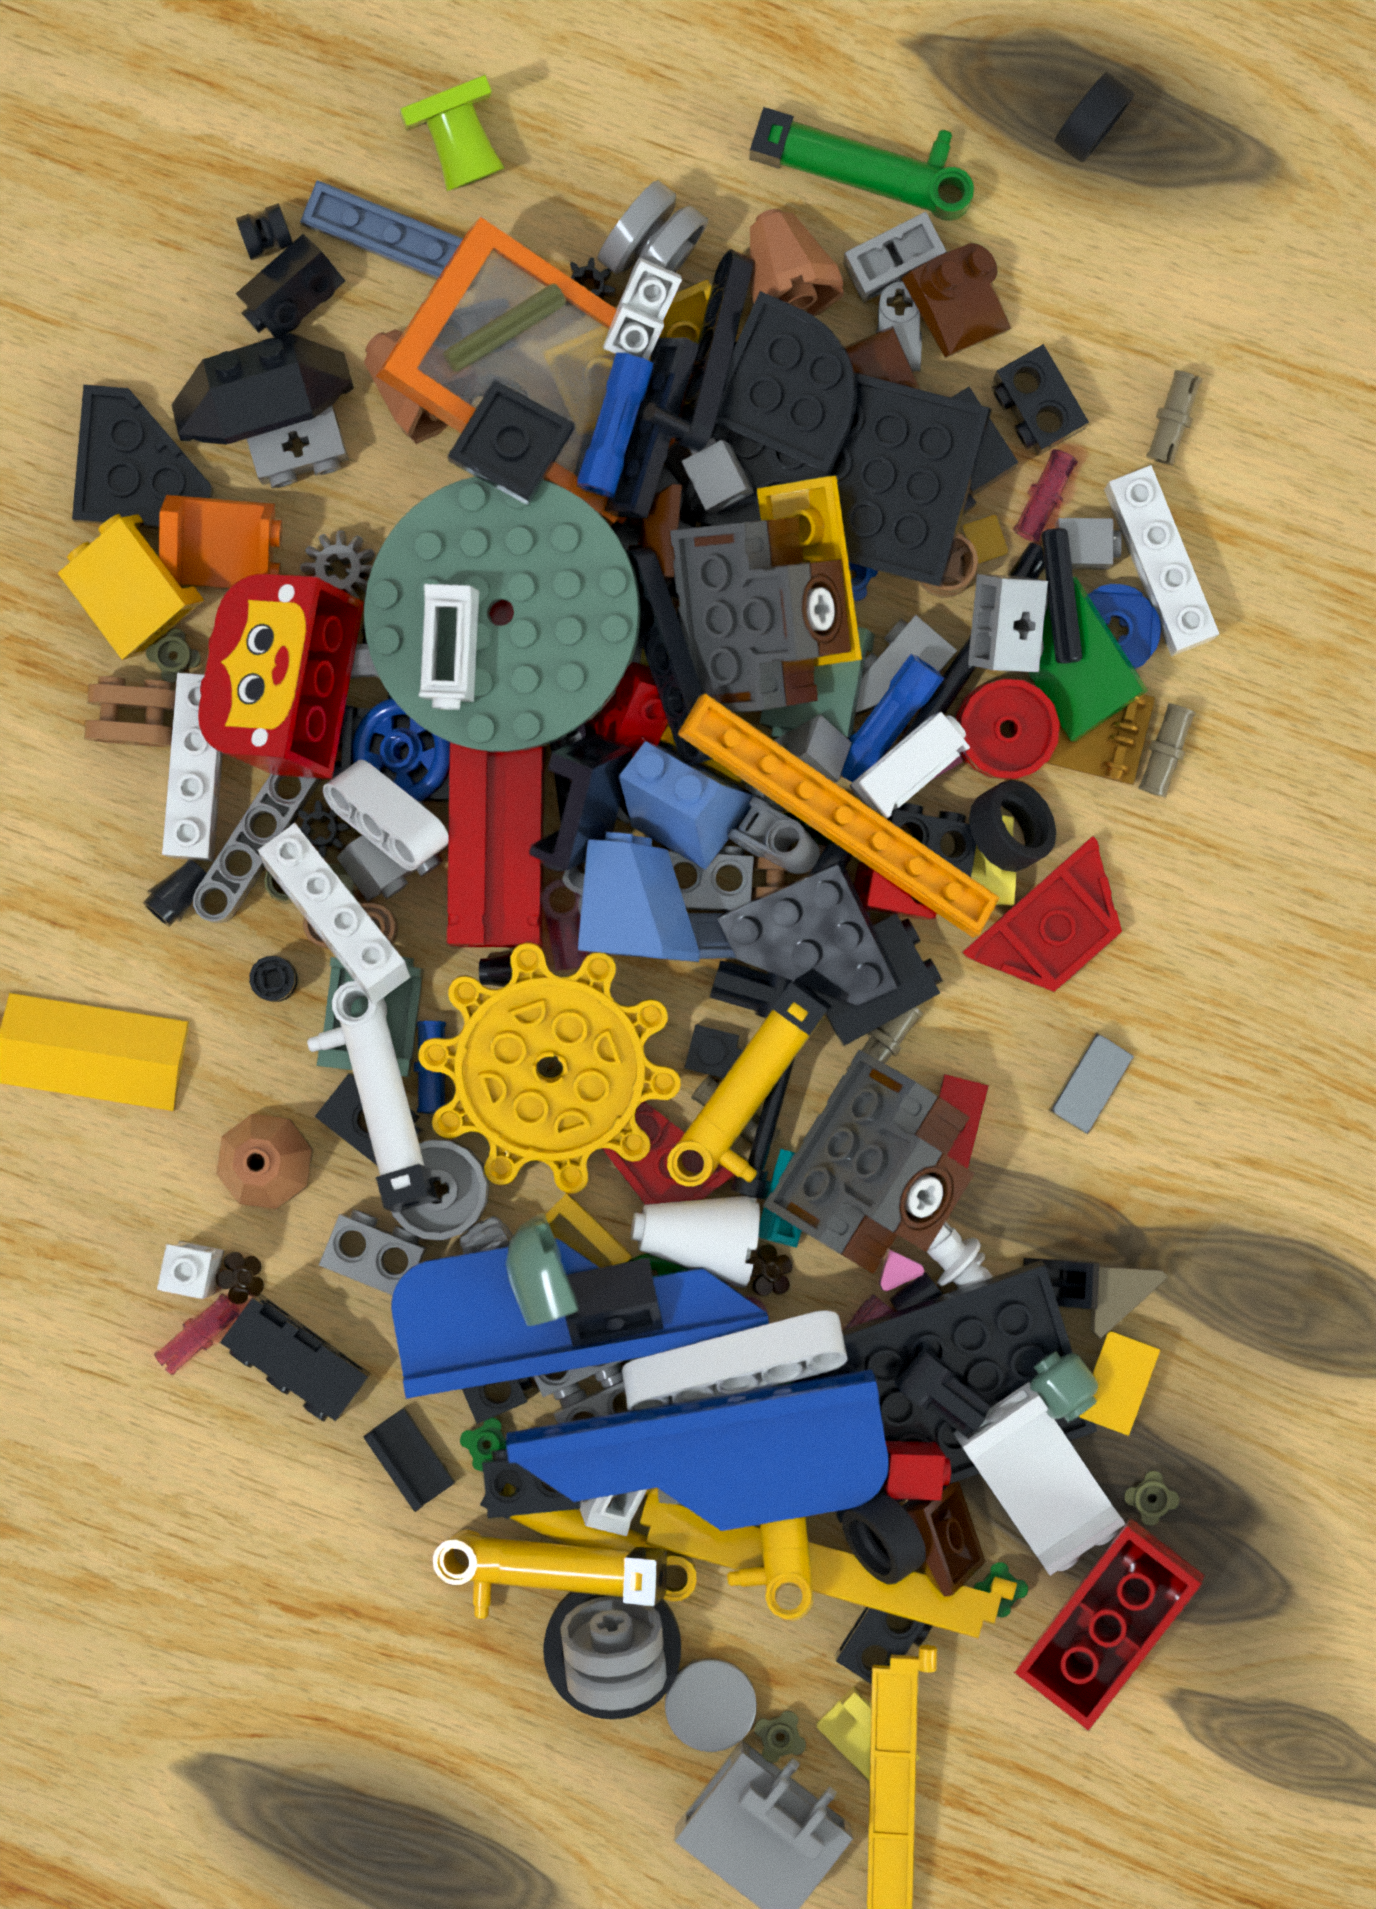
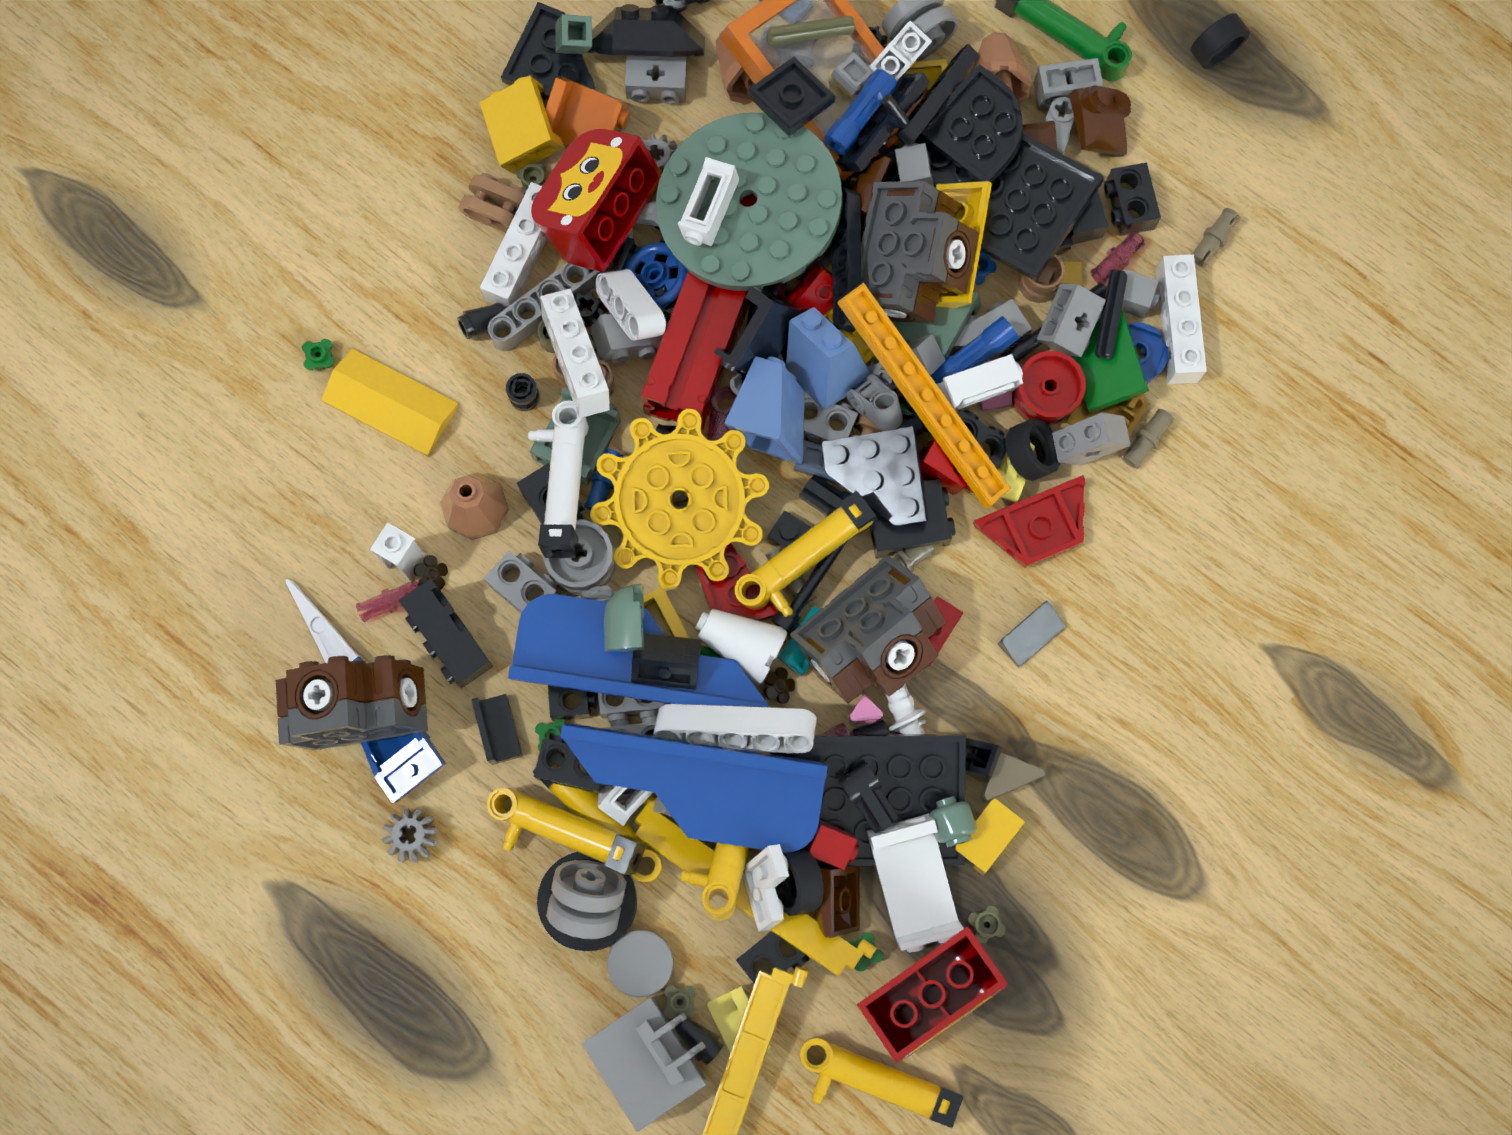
camera: 15 degrees right, 10 degrees down
(159, 430) = (573, 34): none -> sand green brick
(206, 1500) = (350, 702): none -> piece
(268, 1519) = (398, 761): none -> plate
(330, 1643) = (399, 835): none -> light grey gear
(584, 367) = (852, 73): none -> light grey tile
(819, 1773) = (694, 1033): none -> black cone
(836, 1550) = (761, 878): none -> white plate
(1063, 1748) = (881, 1082): none -> yellow piece
(1088, 786) = (1091, 439): none -> light grey brick

